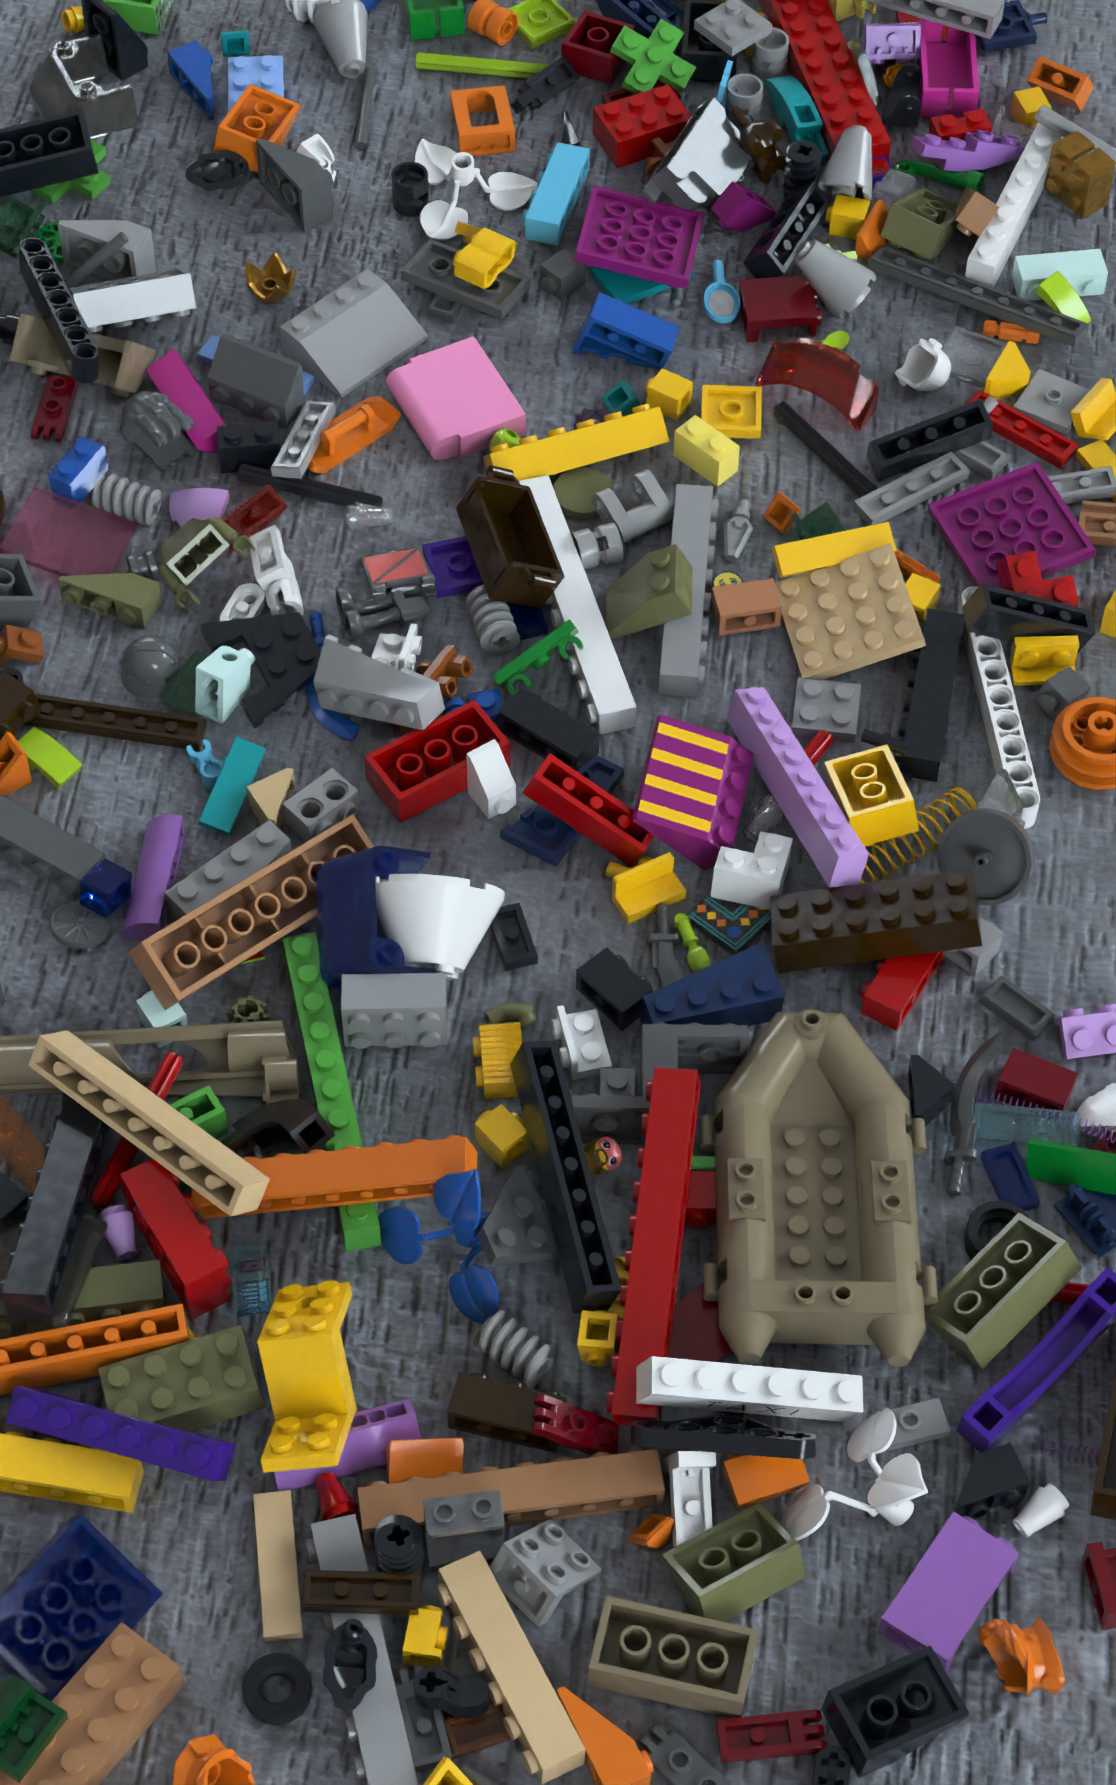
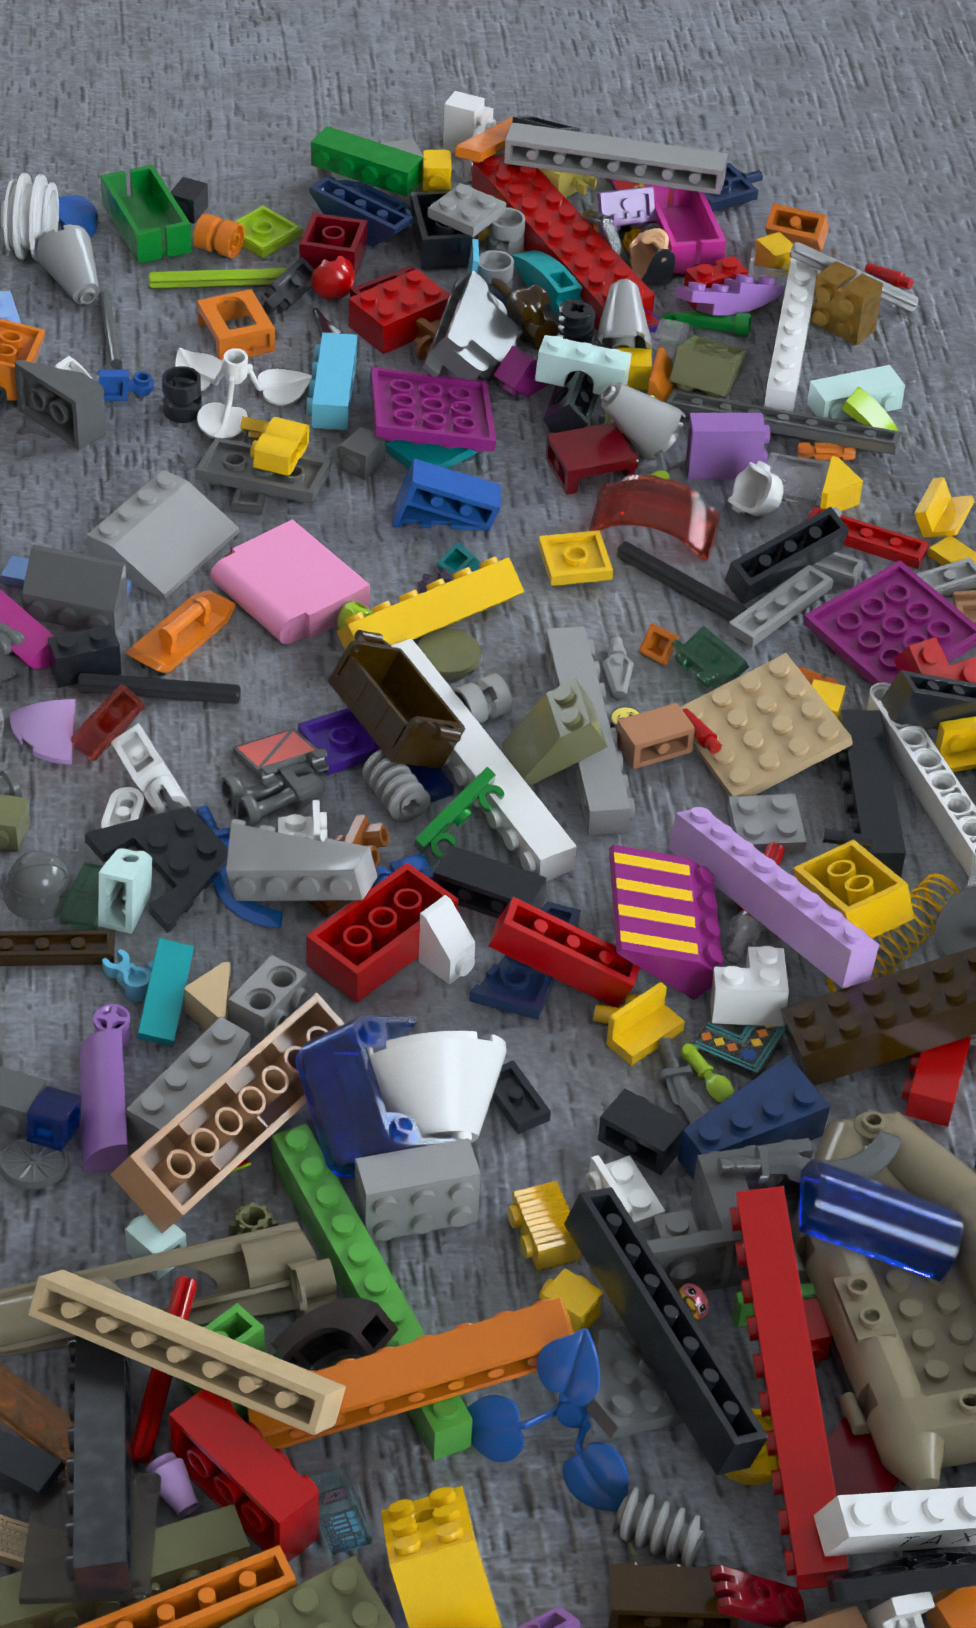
camera: 15 degrees left, 10 degrees down
(179, 802) = (111, 1017): none -> medium lavender wheel
(193, 550) = (57, 760): olive torso -> none
(271, 282) = (61, 498): pearl gold piece -> none
(303, 440) = (140, 641): light grey tile -> none
(352, 170) = (117, 384): none -> blue plate
(365, 517) = (225, 707): clear cone -> none
(511, 1010) = (538, 1172): olive arm -> none
(588, 83) = (333, 278): none -> red hair
(598, 1337) = (751, 1497): yellow brick -> none
(652, 512) = (527, 654): light grey connector -> none
(653, 58) = (394, 247): bright green plate -> none
(670, 393) = (506, 543): yellow brick -> none
(706, 450) = (563, 596): light yellow brick -> none
(720, 298) = (528, 457): medium azure piece -> none
(748, 1058) = (790, 1163): none -> dark grey sword
(785, 1112) = (878, 1220): none -> clear blue brick
(789, 611) = (703, 733): none -> red animal
(811, 216) = (561, 356): none -> light aqua arch
(829, 549) = (722, 668): yellow tile -> none
(896, 88) = (644, 247): none -> light nougat hair
(908, 313) = (724, 444): none -> medium lavender brick
(974, 212) = (759, 344): medium nougat slope -> none
(1050, 401) = (888, 507): light grey plate -> none

